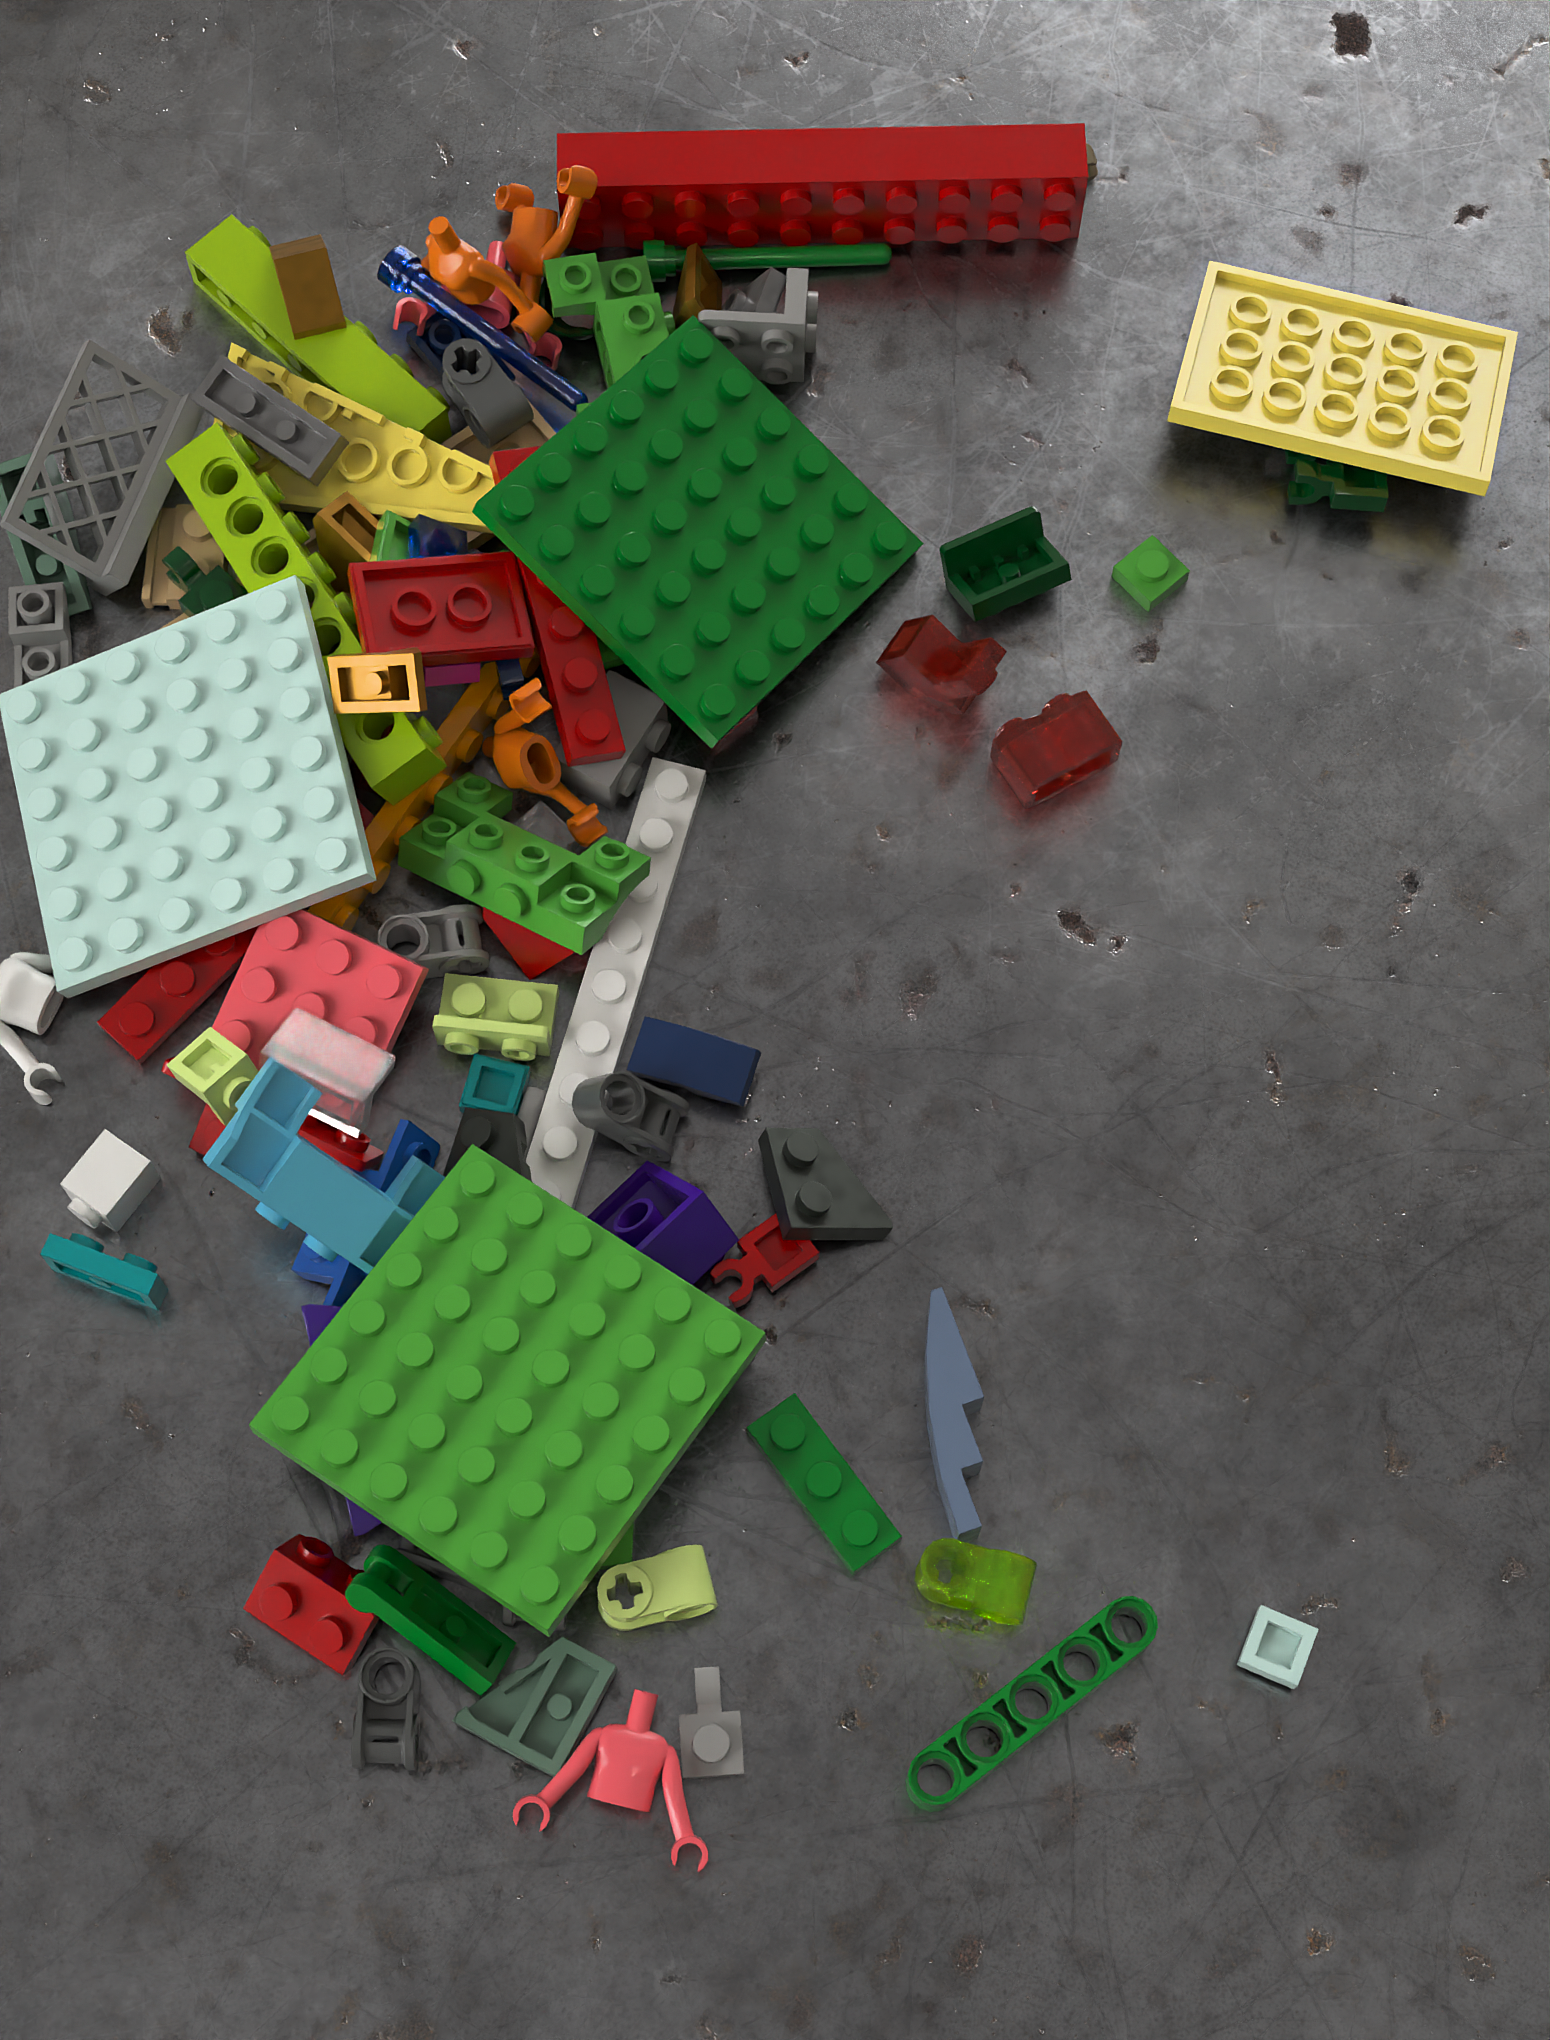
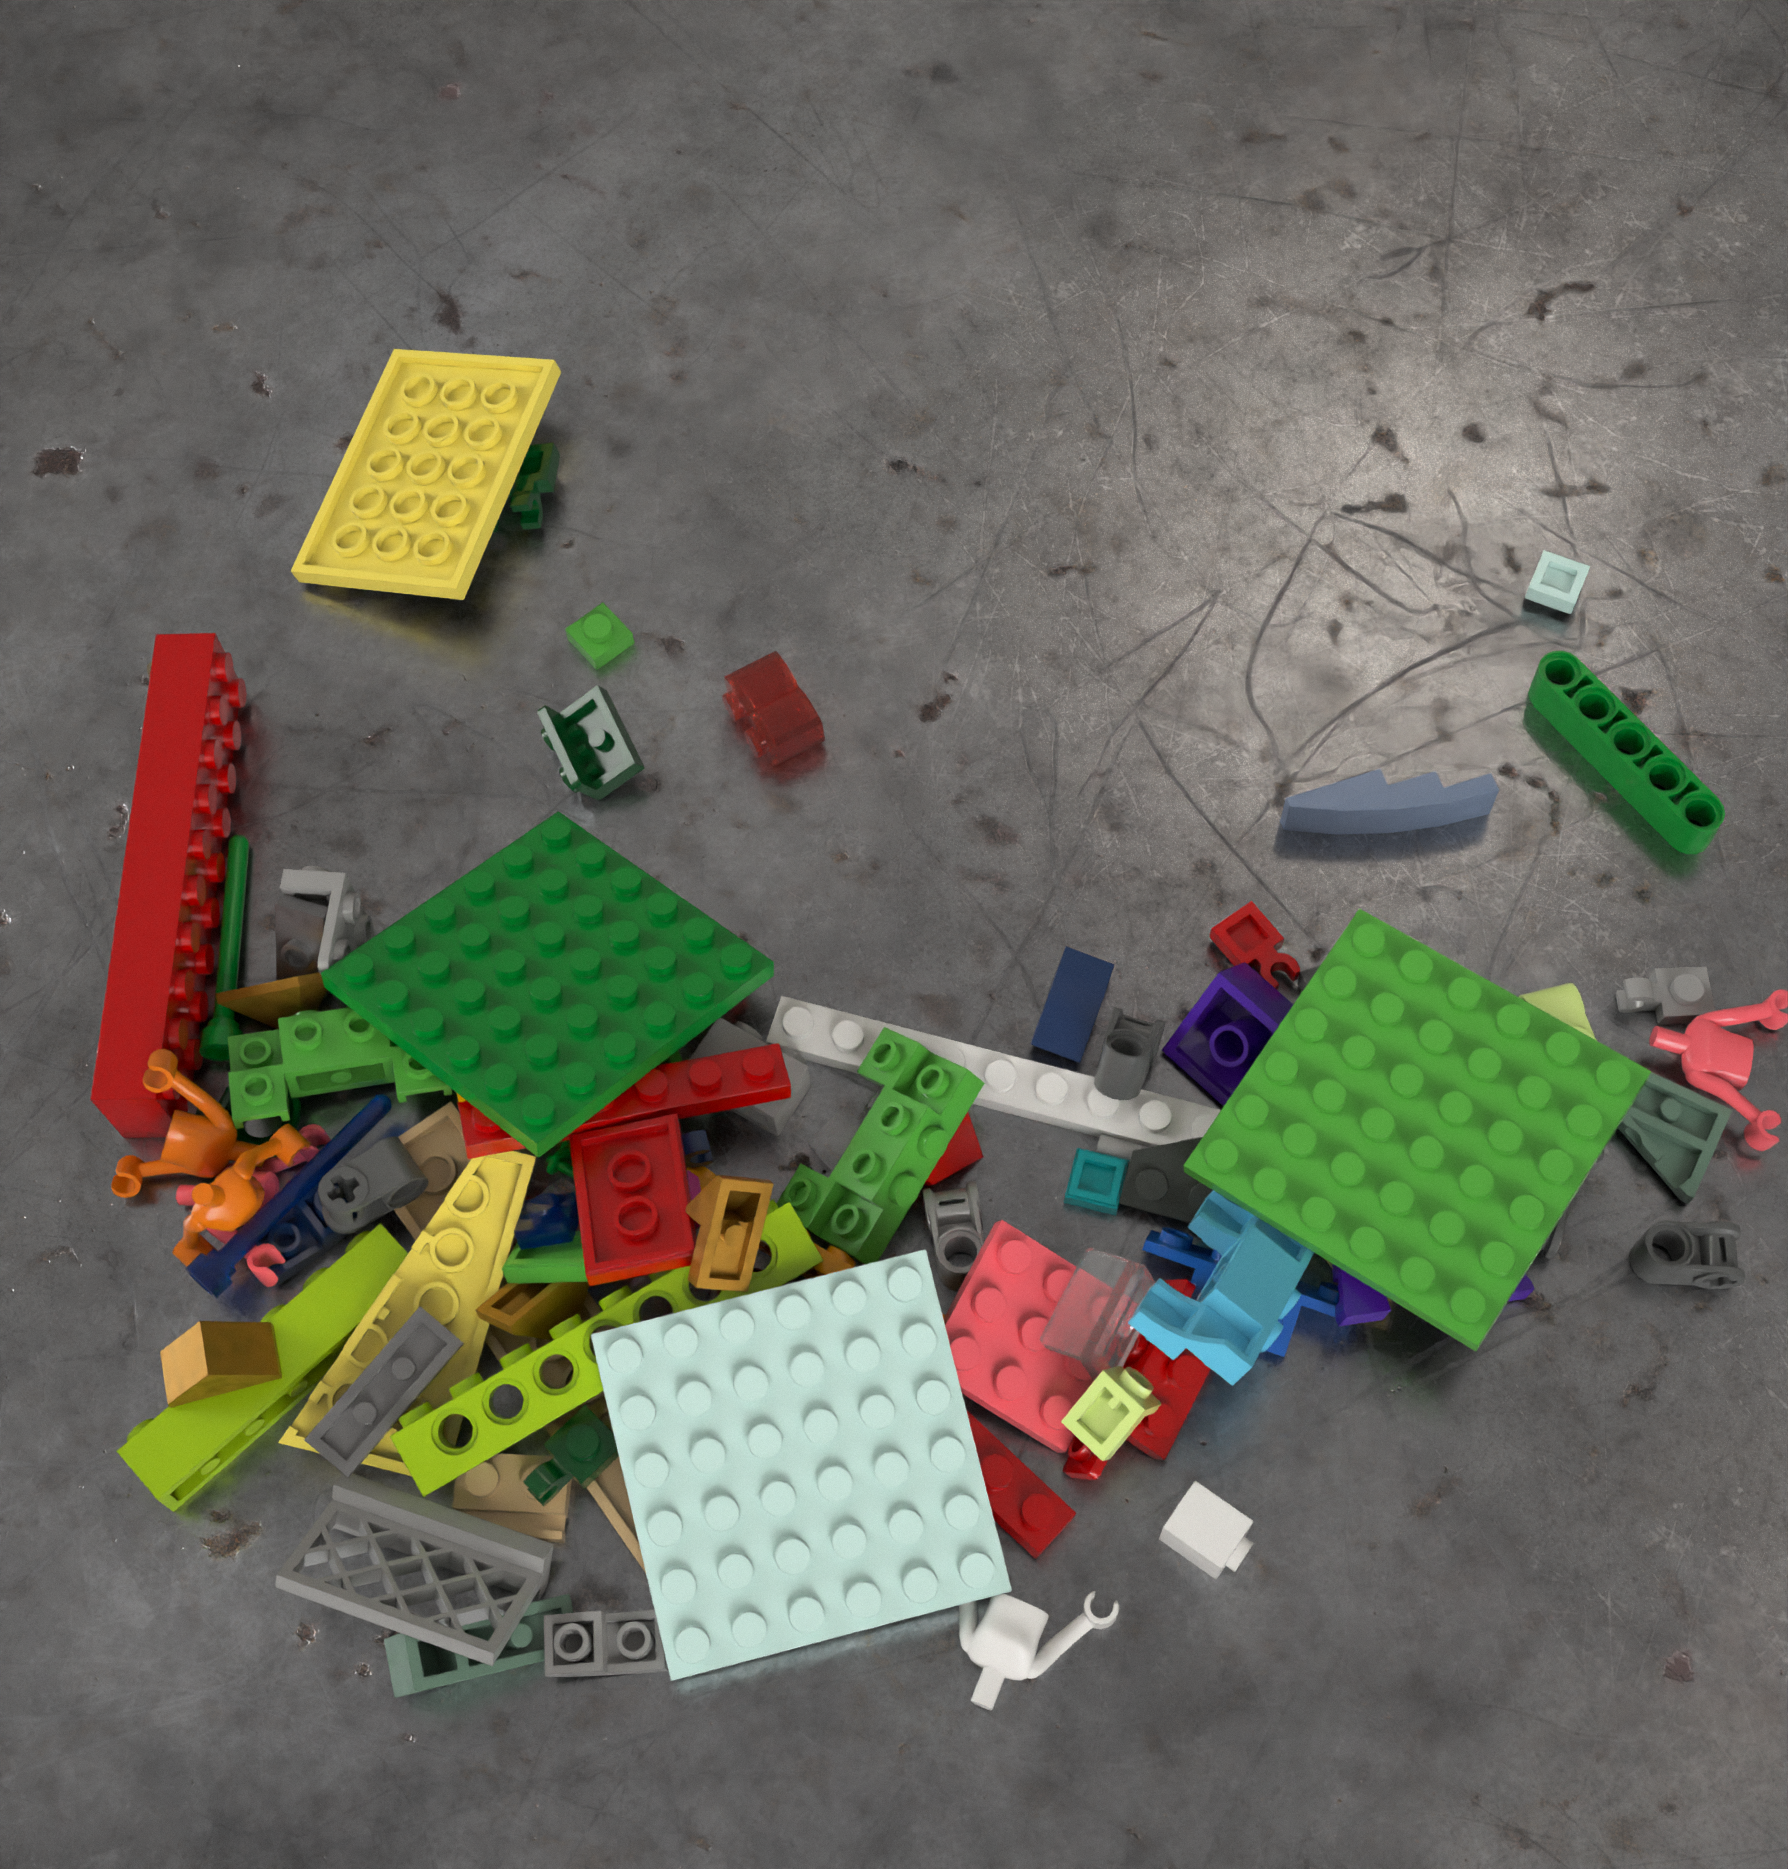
camera: 85 degrees left, 5 degrees down
(83, 1260) = (1287, 1552): teal plate -> none
(306, 1602) = (1597, 1317): red bracket -> none
(430, 1617) = (1610, 1212): green plate -> none
(496, 1016) = (1025, 1177): yellowish green bracket -> none
(531, 763) = (782, 1130): orange piece -> none
(817, 1190) = (1190, 905): pearl dark grey wing -> none
(823, 1484) = (1459, 900): green plate -> none
(939, 666) = (693, 793): clear red brick -> none
(984, 1580) = (1525, 791): clear neon green piece -> none

